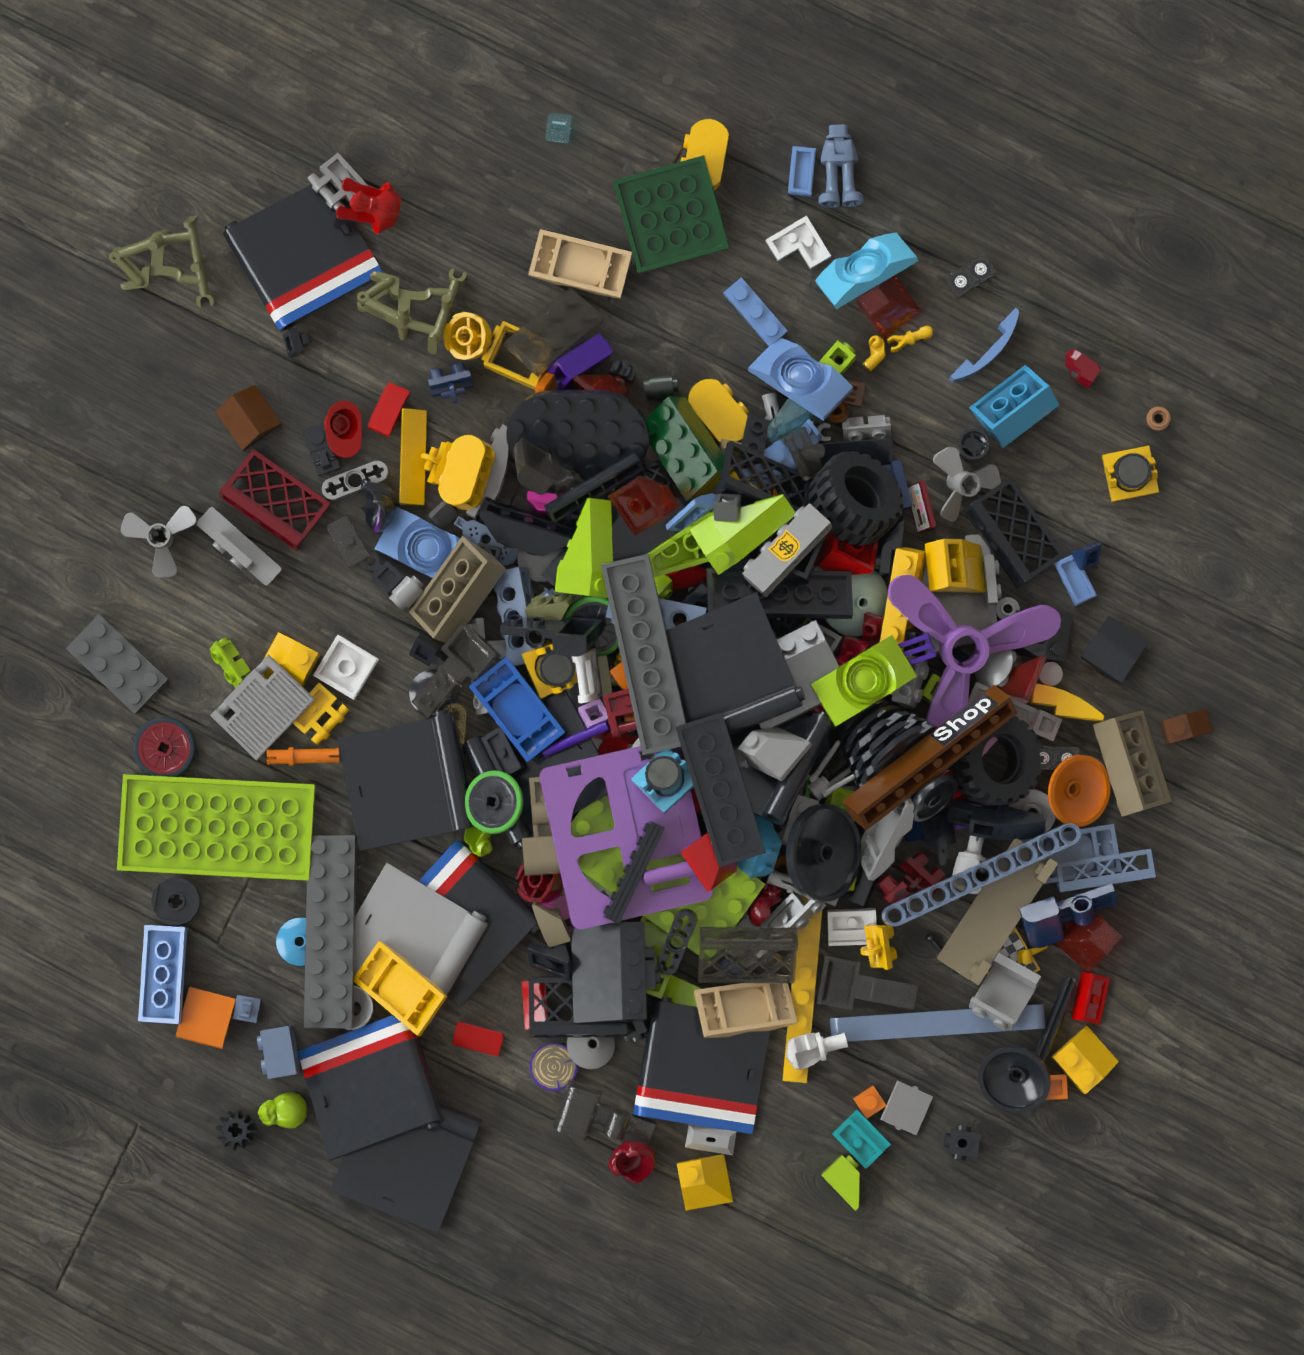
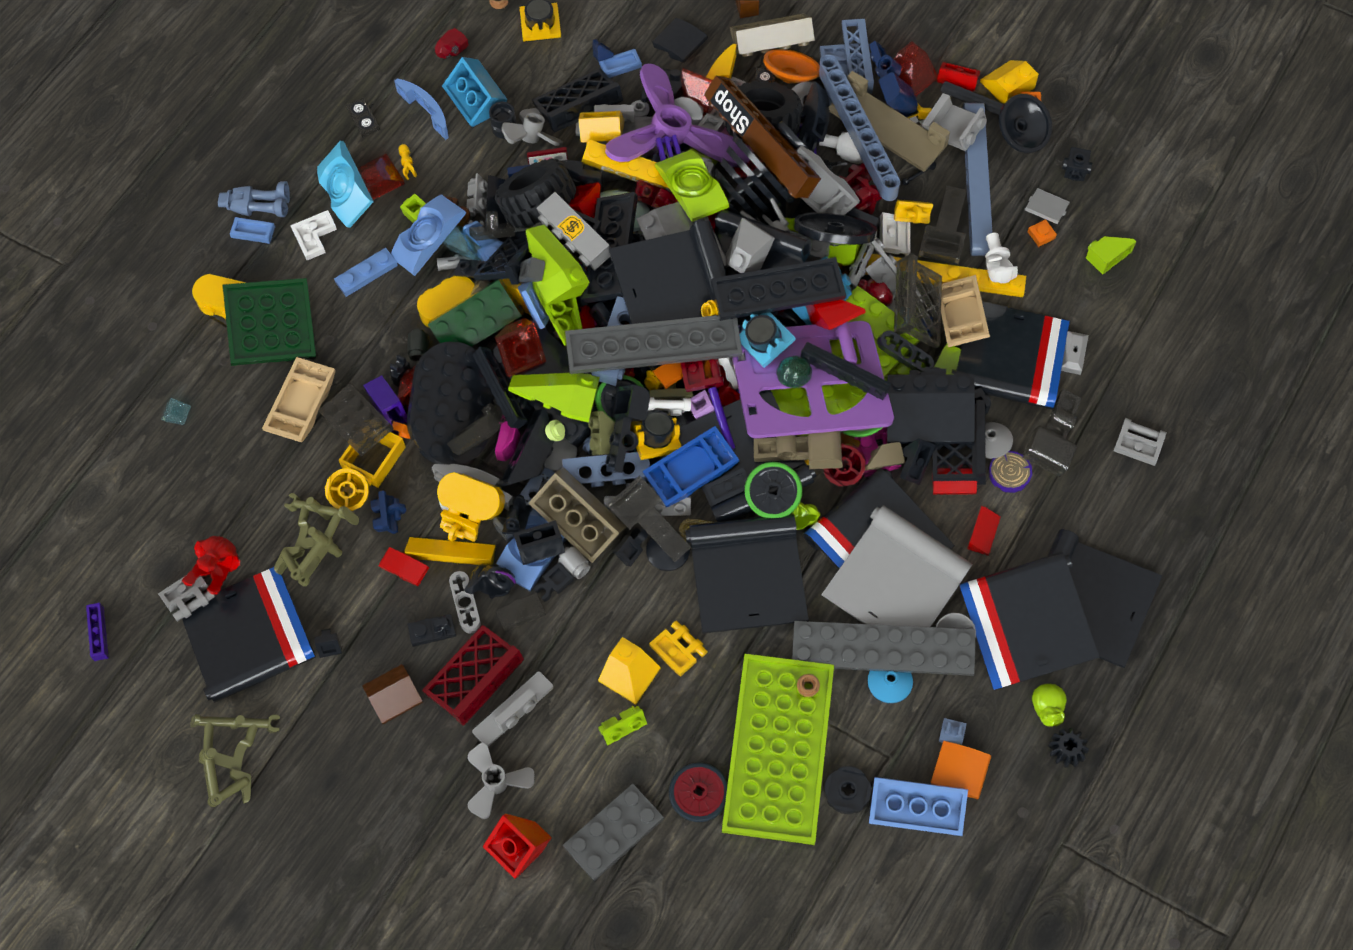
camera: 85 degrees left, 20 degrees down
(95, 567) = (516, 843): none -> red slope
(262, 707) = (668, 694): light grey window -> none
(273, 853) = (808, 678): none -> medium nougat plate
(279, 1052) = (996, 698): sand blue brick -> none
(293, 96) = (97, 631): none -> dark purple piece
(295, 756) = (716, 671): orange pin -> none
(344, 429) = (414, 605): red piece -> none
(346, 667) = (637, 620): white plate -> none
(400, 988) = (940, 582): yellow slope -> none
(416, 553) = (539, 542): none -> black brick
(448, 525) = (517, 516): none -> black hinge
(548, 555) = (555, 430): none -> yellowish green plate
(592, 1211) = (1137, 446): none -> light grey plate
(627, 815) = (794, 372): none -> piece
(633, 1161) = (1095, 408): dark red hair -> none
(694, 713) = (709, 308): none -> yellow plate
(704, 1182) = (1111, 360): yellow slope -> none
(861, 1139) = (1073, 239): teal plate -> none
(877, 352) = (415, 185): yellow arm -> none

